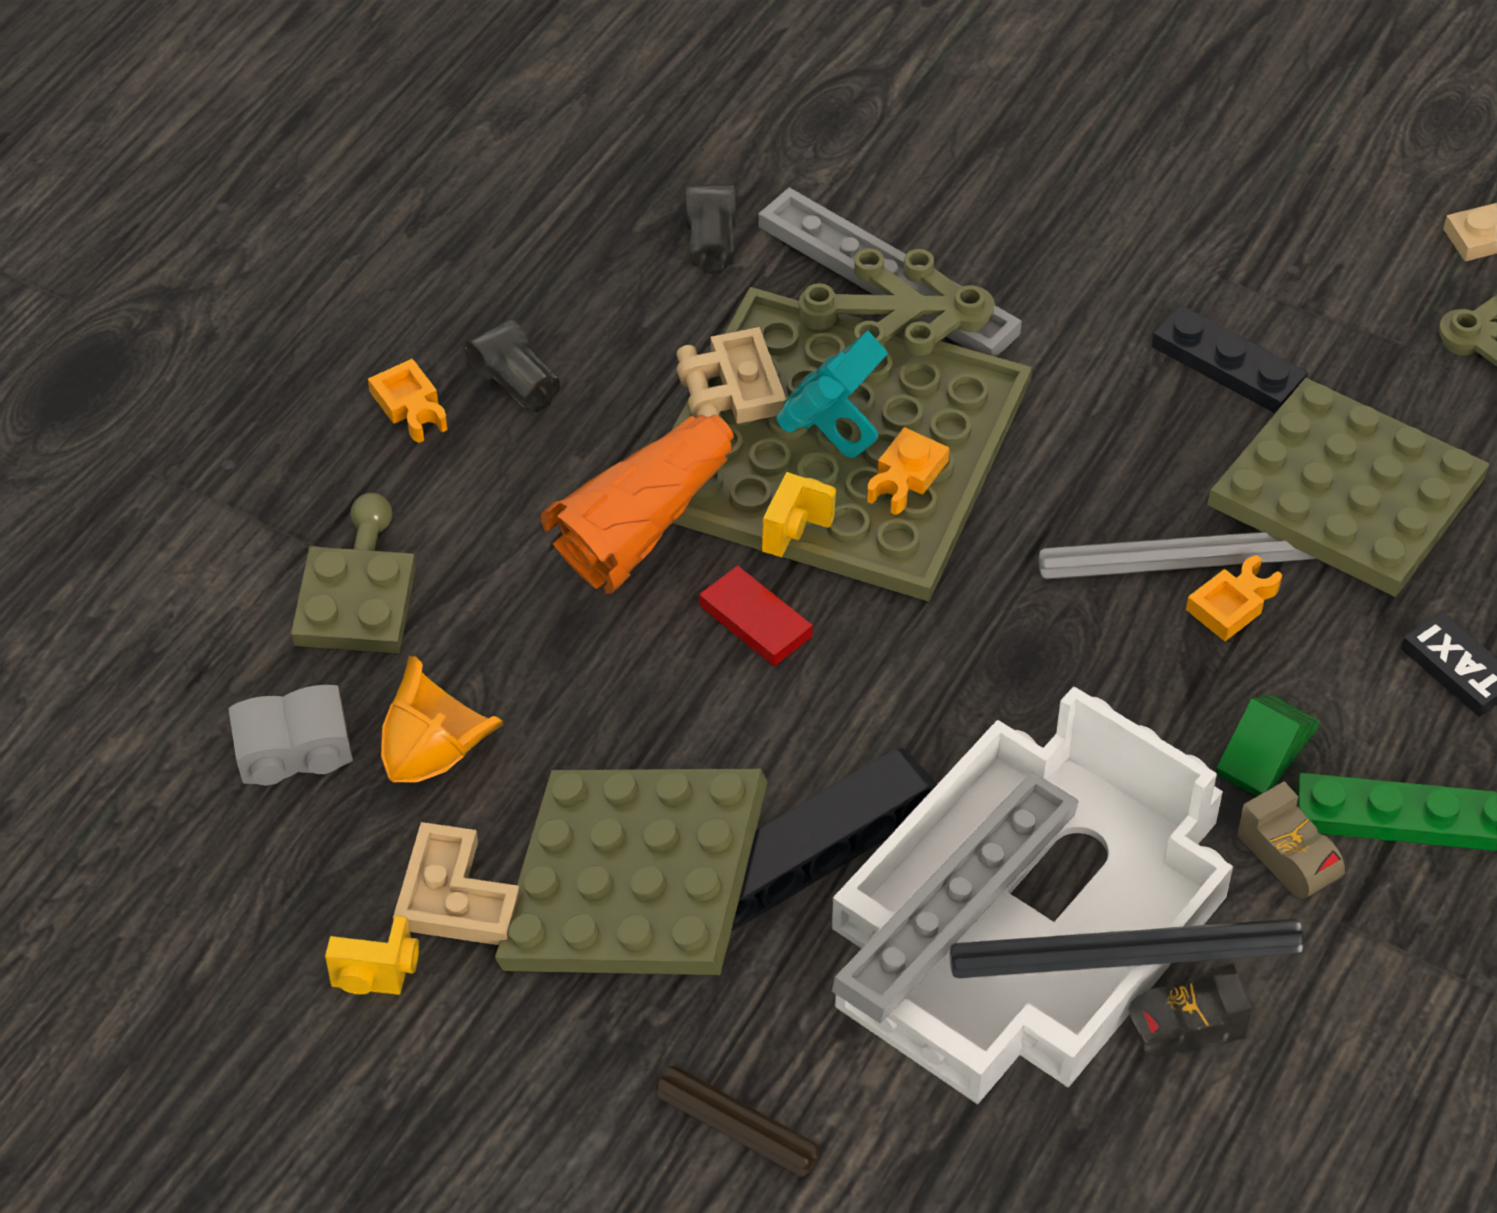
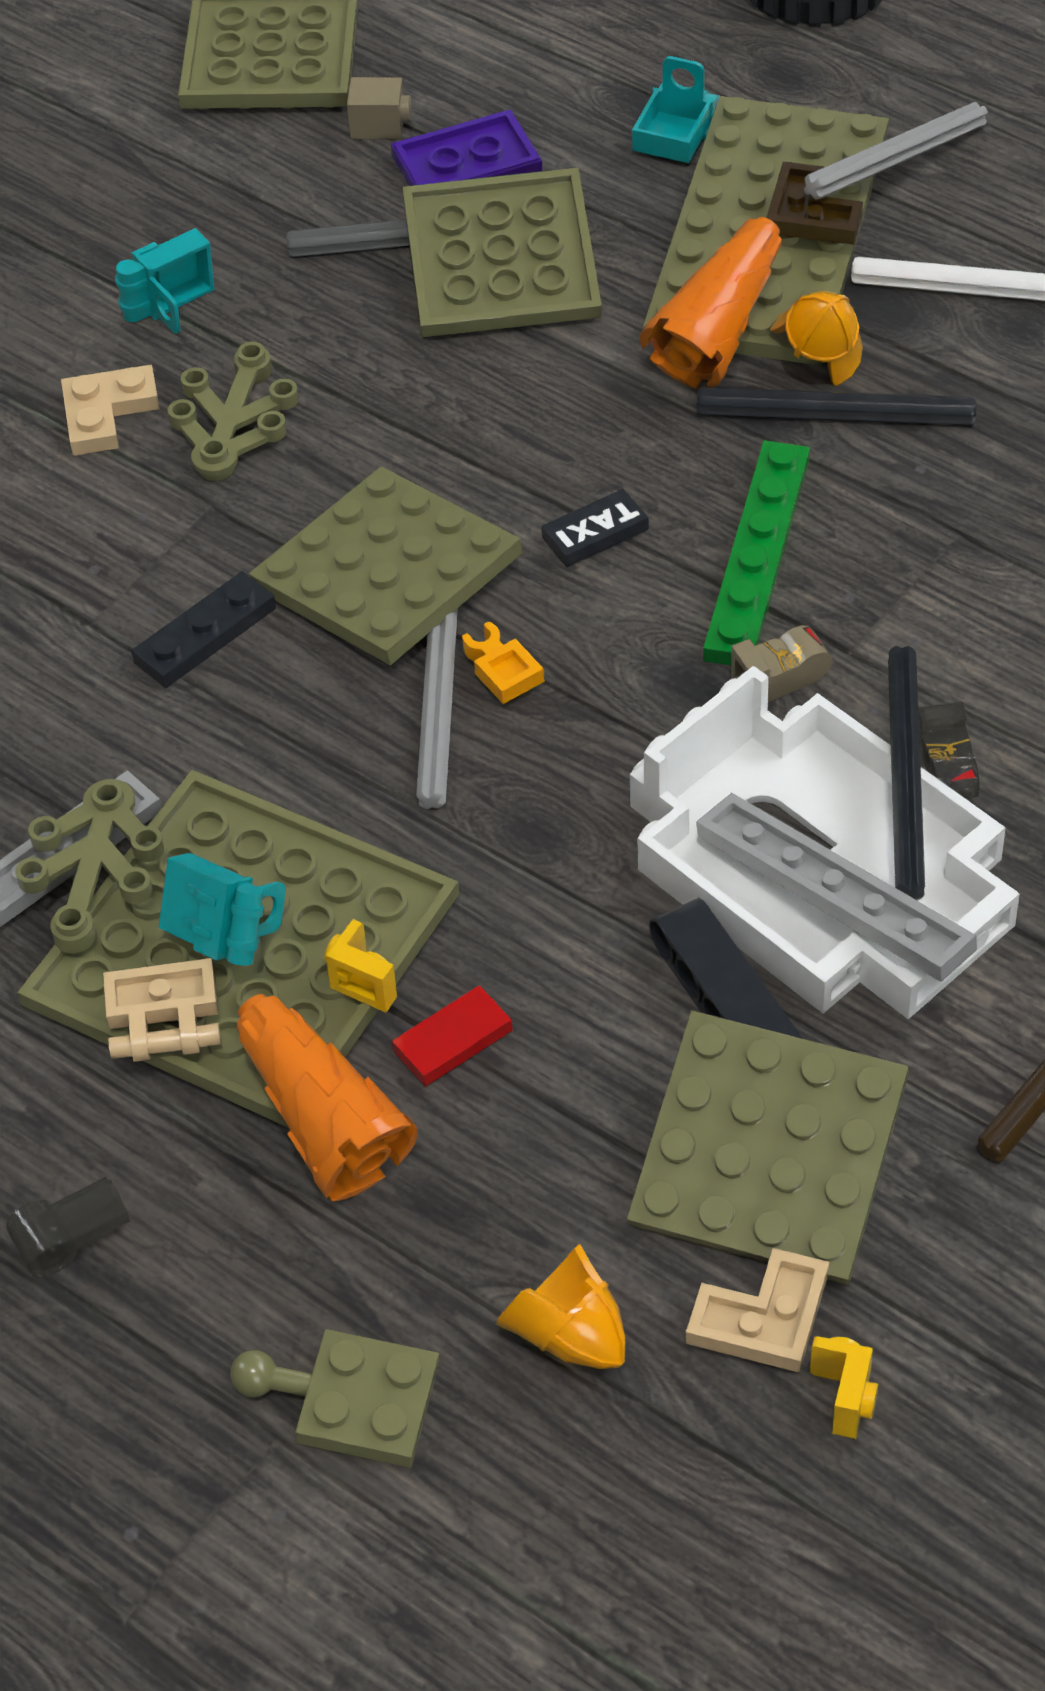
camera: 80 degrees left, 0 degrees up
(290, 734) = (554, 1457): light grey brick -> none
(408, 394) = (87, 1334): light orange plate -> none
(907, 464) = (311, 876): light orange plate -> none
(1265, 744) = (666, 665): green slope -> none

